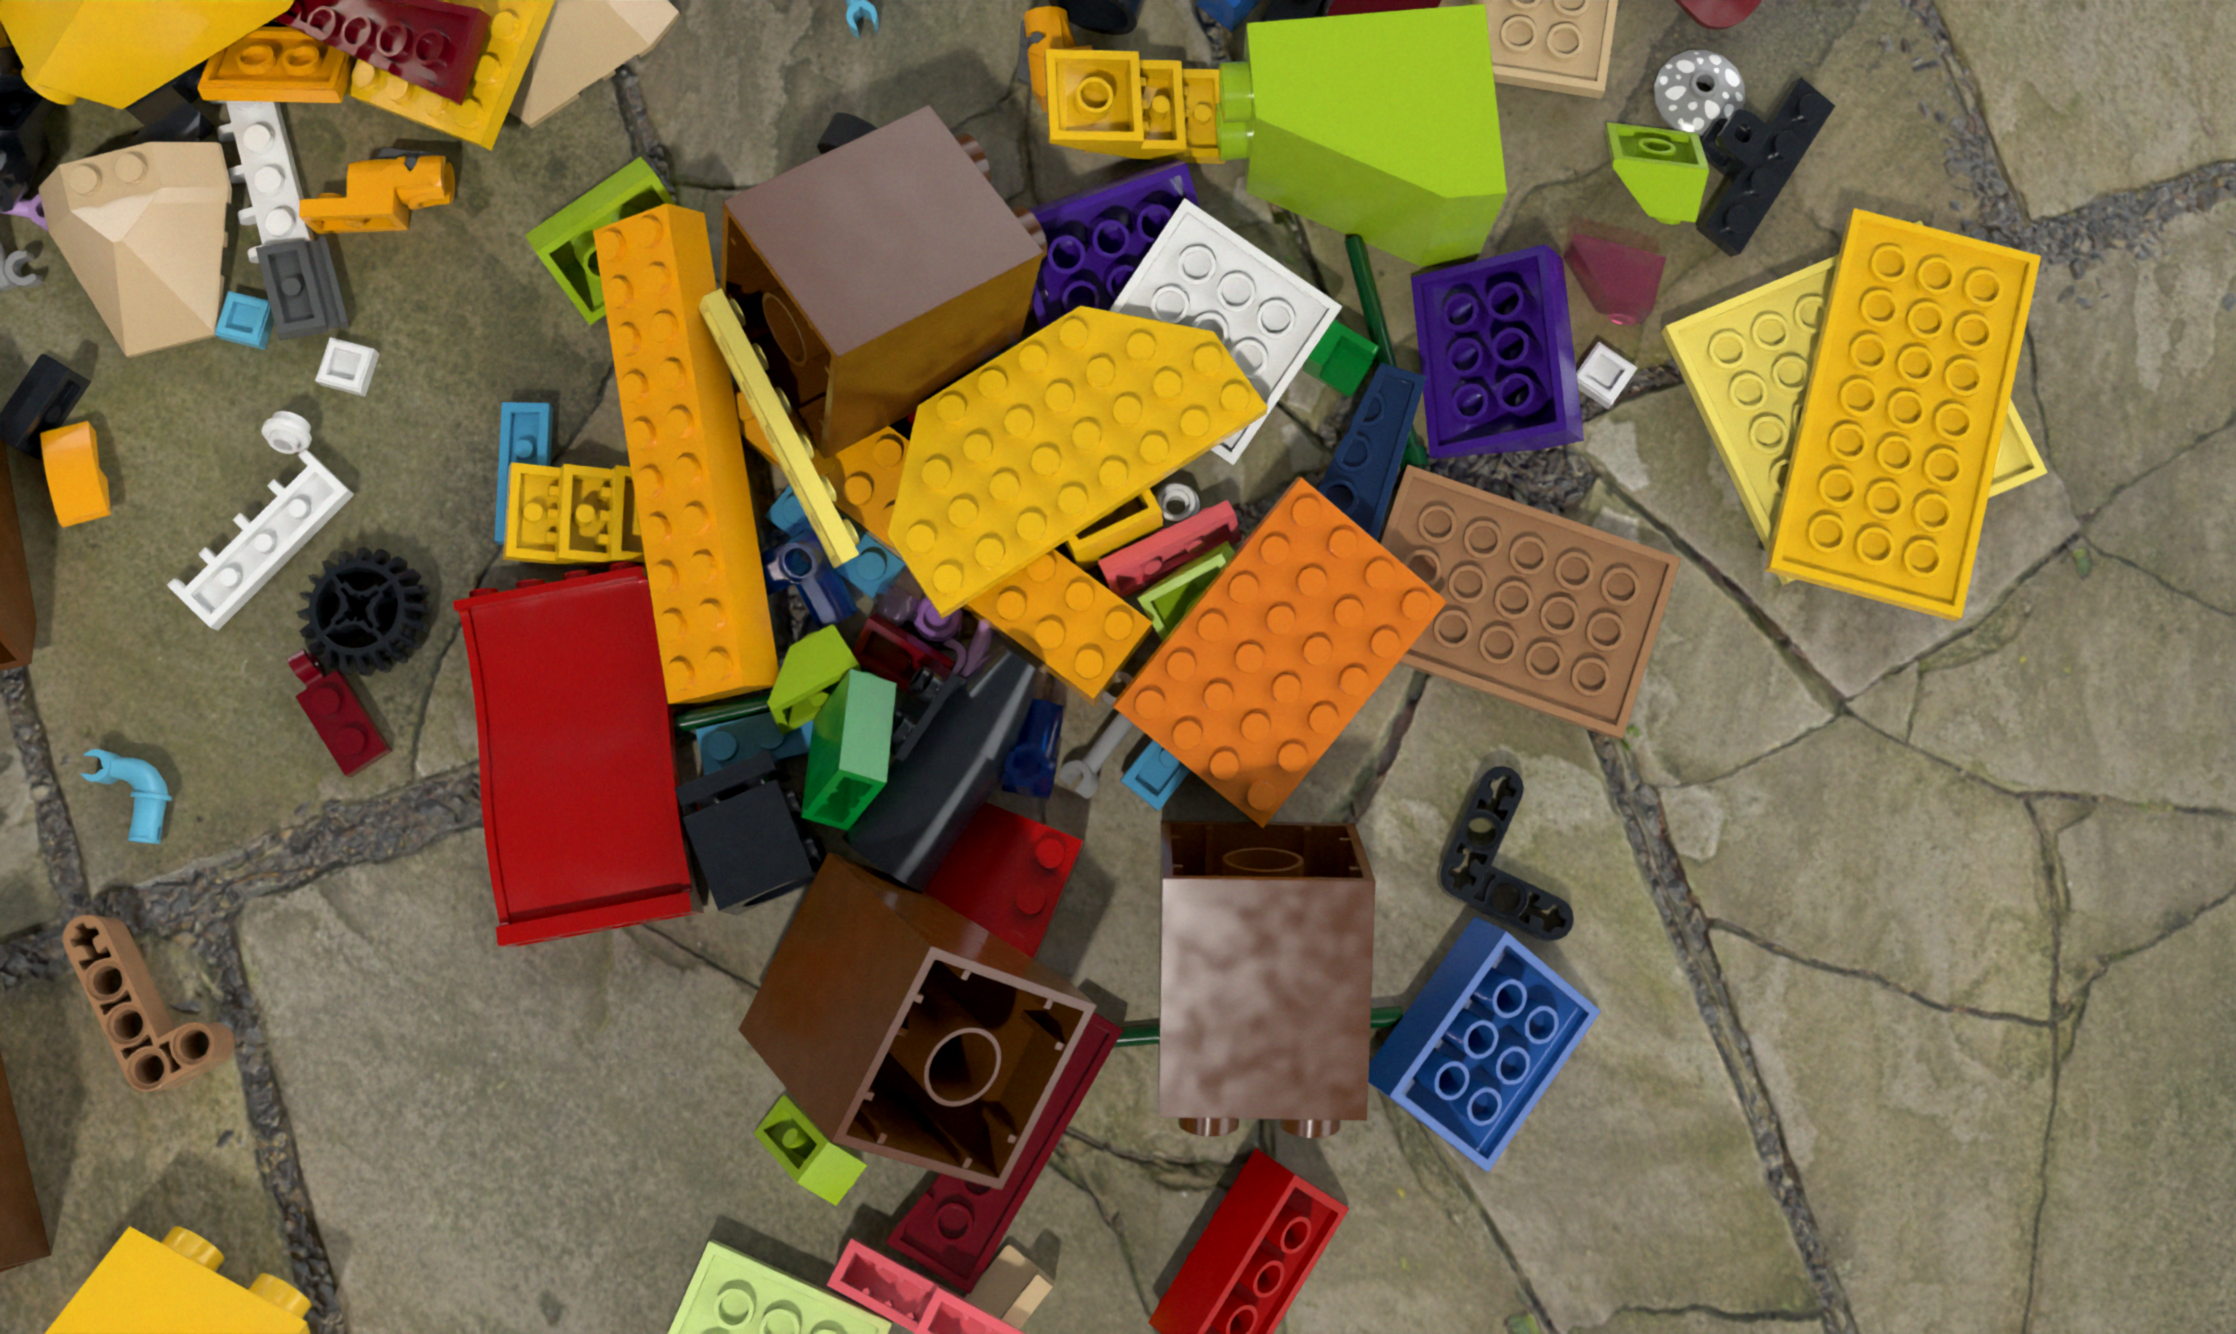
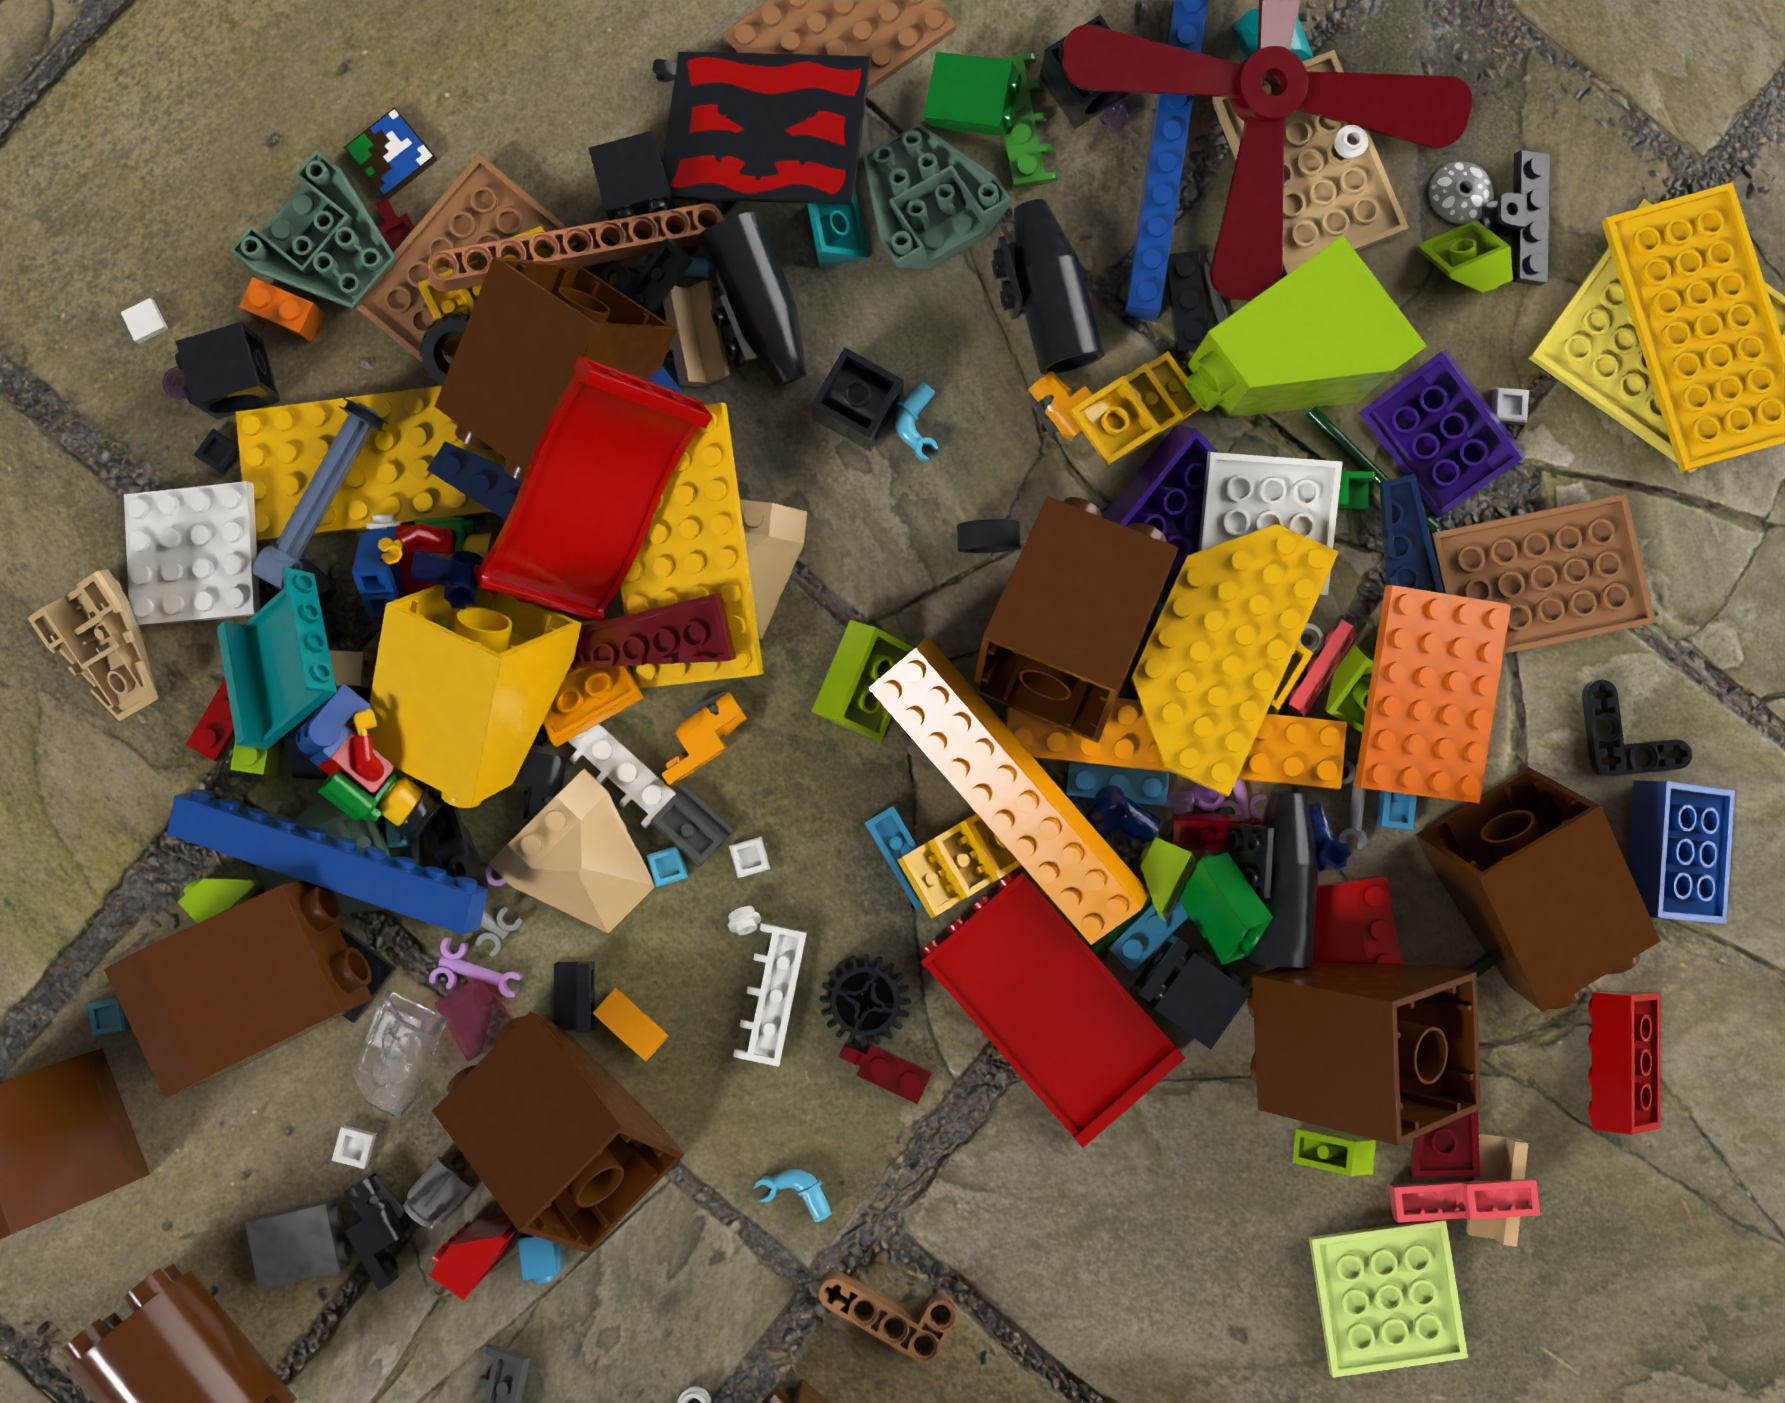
camera: 35 degrees left, 5 degrees up
(771, 411) = (1072, 748): light yellow plate -> none
(1615, 277) = (1485, 343): clear pink slope -> none

